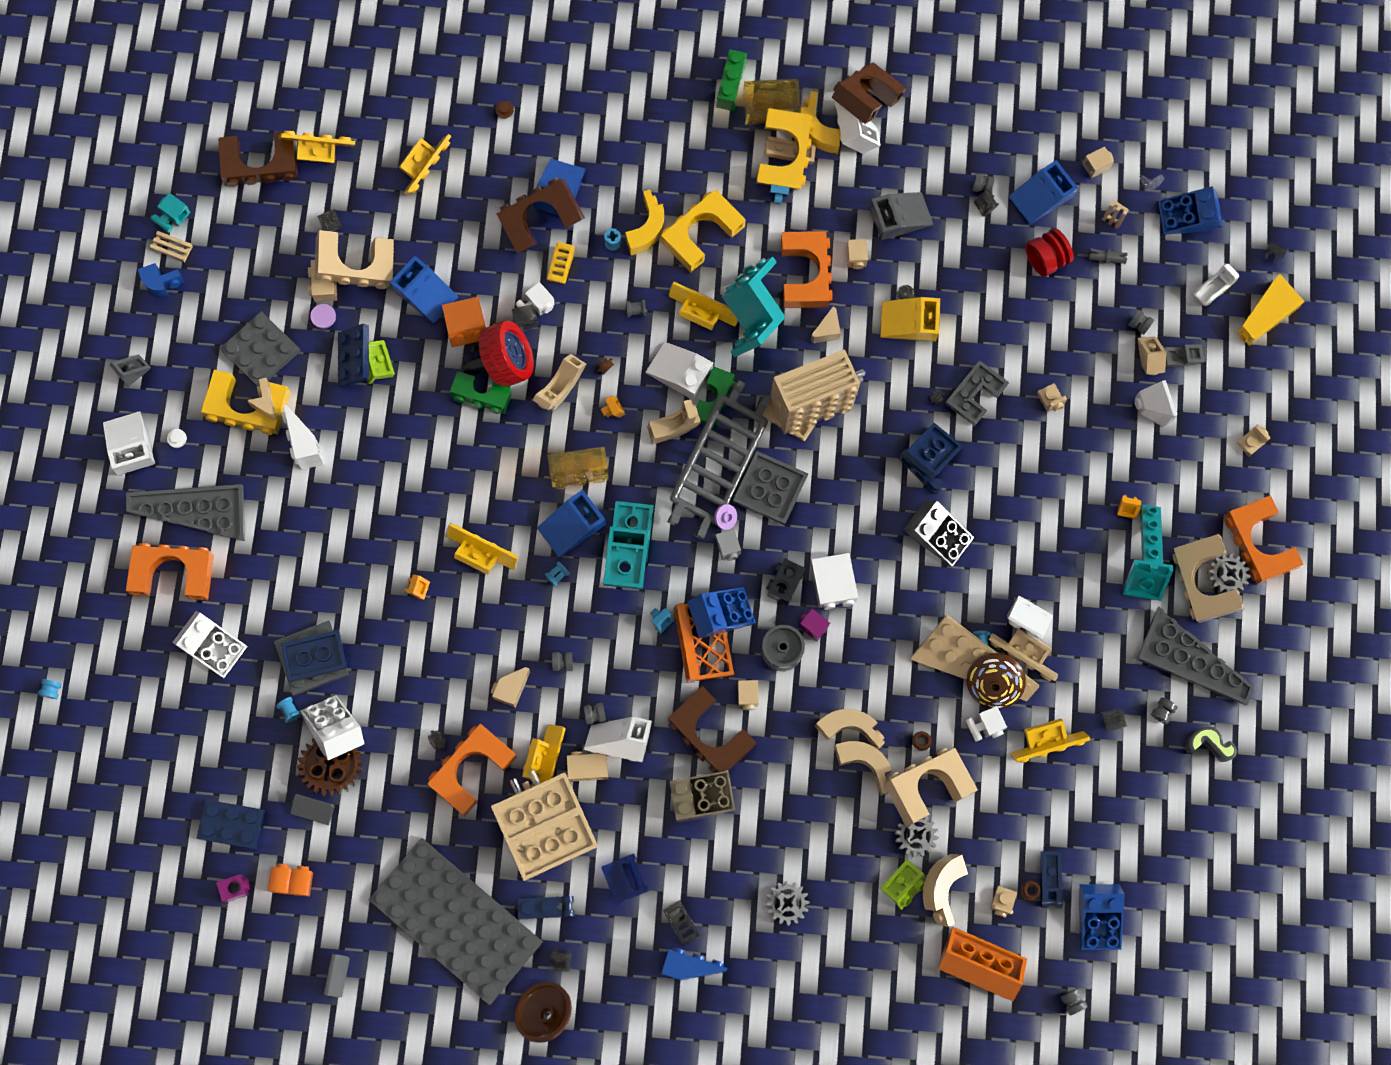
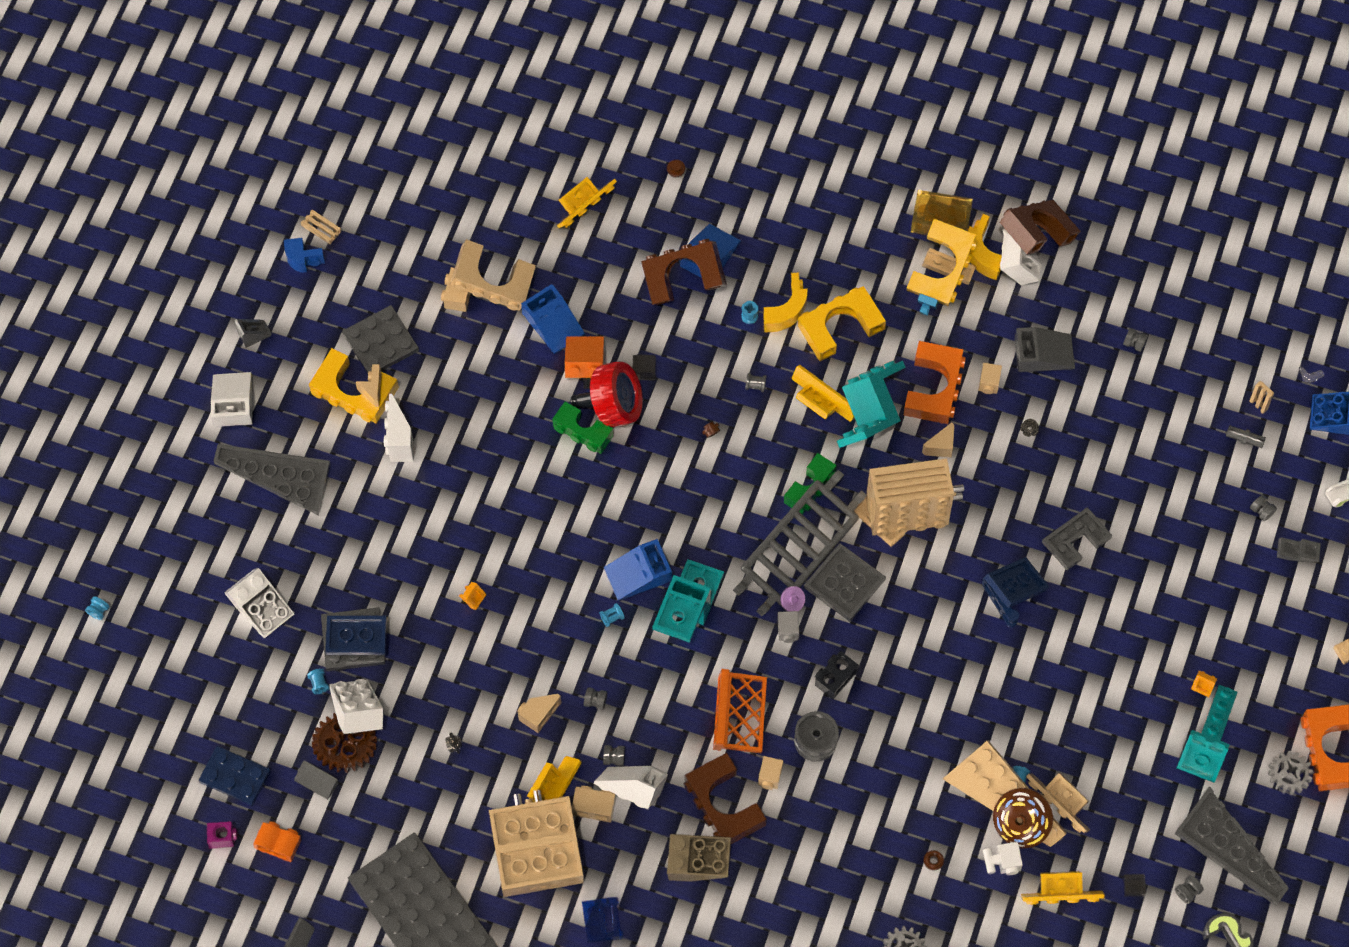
camera: 20 degrees right, 10 degrees down
(146, 559) = (221, 509): orange arch -> none
(172, 210) = (330, 193): teal brick -> none
(176, 438) = (279, 405): white plate -> none
(235, 172) = (446, 175): reddish brown arch -> none
(316, 148) = (482, 164): yellow bracket -> none
(323, 316) = (449, 323): lavender piece -> none
(329, 221) = (479, 235): clear smoke tile -> none
(353, 355) = (468, 365): dark blue plate -> none
(379, 362) = (488, 375): lime bracket -> none
(478, 551) = (541, 576): yellow bracket -> none
(479, 742) = (493, 756): orange arch -> none
(540, 298) = (664, 352): white brick -> none
(544, 907) = (517, 928): dark blue plate -> none
(561, 384) = (663, 437): tan arch -> none
(563, 247) = (699, 313): yellow slope -> none
(578, 467) = (658, 518): clear yellow brick -> none
(613, 408) = (708, 471): light orange tile -> none
(661, 620) = (703, 682): dark azure tile -> none
(675, 424) = (764, 500): tan arch -> none
(680, 369) = (784, 450): white slope -> none
(721, 612) = (763, 687): blue slope -> none
(731, 80) = (907, 184): green arch -> none
(813, 624) = (854, 722): magenta brick -> none
(834, 581) = (885, 685): white brick -> none
(850, 719) = (866, 821): tan arch -> none
(868, 755) = (868, 855): tan arch -> none
(904, 787) = (949, 887): tan arch -> none
(911, 319) = (1027, 452): yellow slope -> none
(936, 397) = (1034, 533): clear smoke plate -> none
(939, 532) = (1003, 663): dark grey slope -> none
(986, 203) = (1133, 359): clear smoke tile -> none
(1029, 616) = (1076, 766): white slope -> none
(1043, 192) = (1195, 361): blue slope -> none
(1049, 252) = (1184, 418): red wheel -> none
(1051, 398) = (1152, 561): tan bracket -> none
(1098, 162) = (1259, 343): tan brick -> none
(1152, 355) = (1265, 542): tan slope -> none
(1156, 404) = (1256, 589): white slope -> none
(1189, 559) = (1253, 747): tan arch -> none

